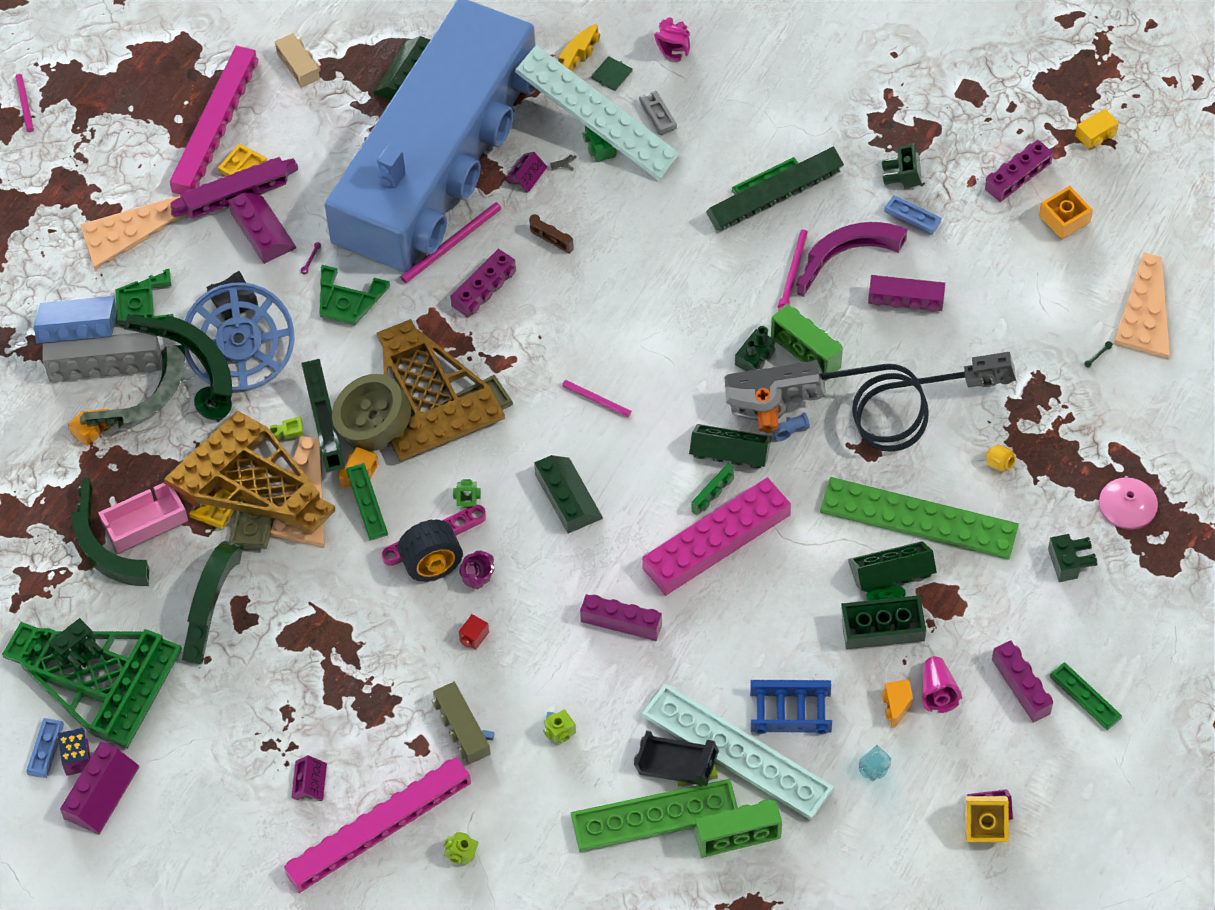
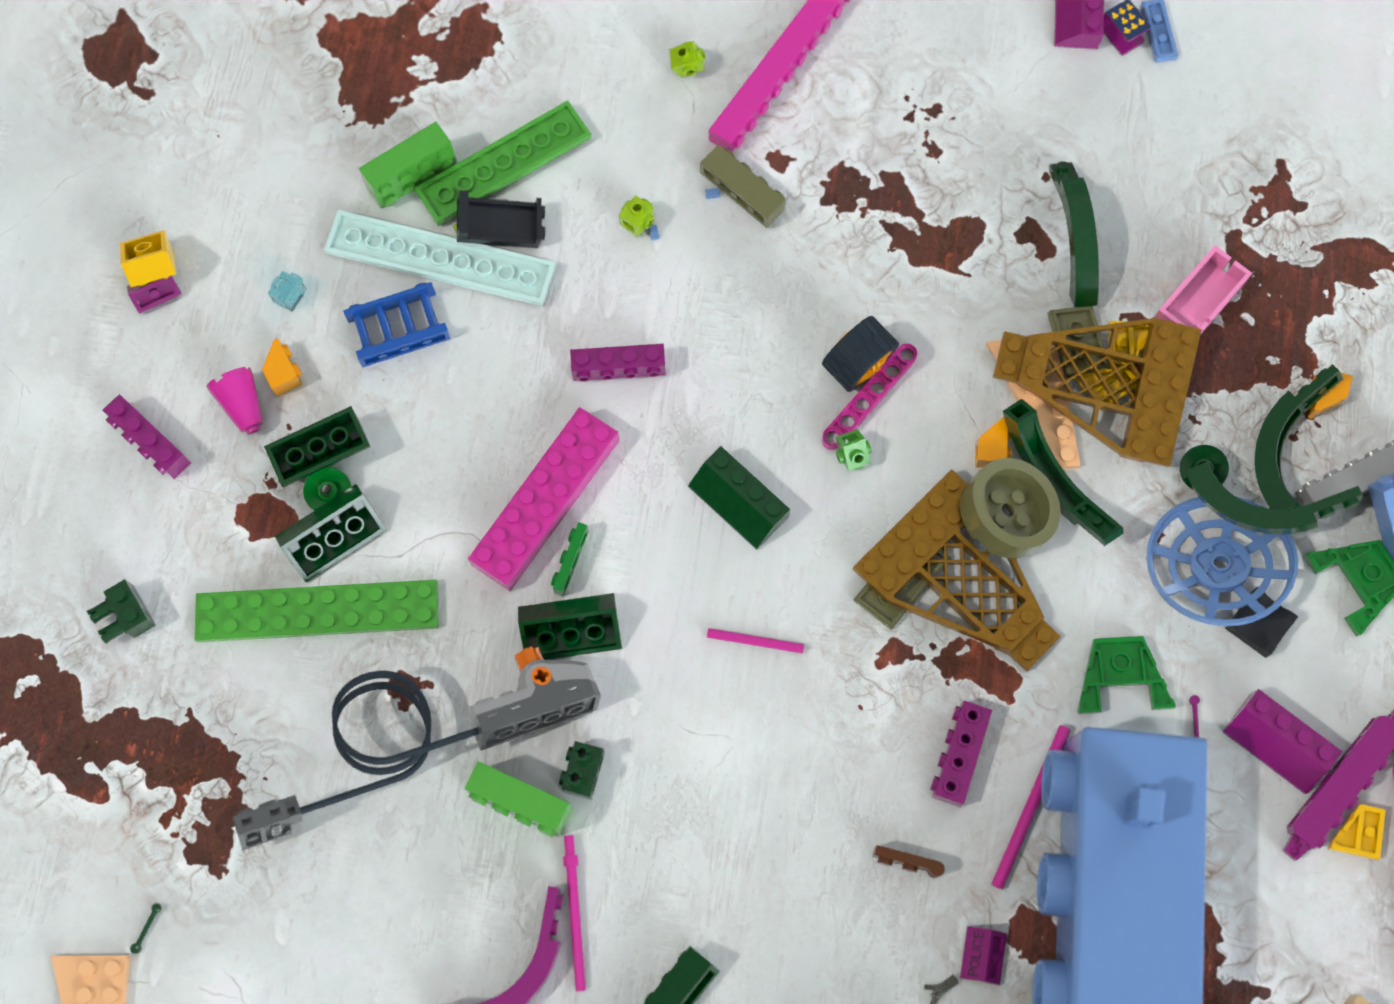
camera: 160 degrees right, 15 degrees up
(72, 642) = (1189, 122): dark green brick -> none
(111, 565) = (1242, 248): dark green arch -> none
(128, 697) = (1103, 120): green wing -> none
(290, 429) = (1098, 469): lime plate -> none
(309, 778) = (874, 83): magenta panel -> none
(366, 501) = (963, 402): green tile -> none
(473, 632) = (774, 292): red brick -> none
(477, 569) = (800, 362): magenta hair -> none
(790, 426) = (502, 682): medium blue connector -> none
(906, 293) = (413, 927): magenta brick -> none
(1000, 458) = (235, 720): yellow head -> none
(1085, 696) = (74, 450): green tile -> none
(1126, 511) = (80, 728): bright pink dish -> none

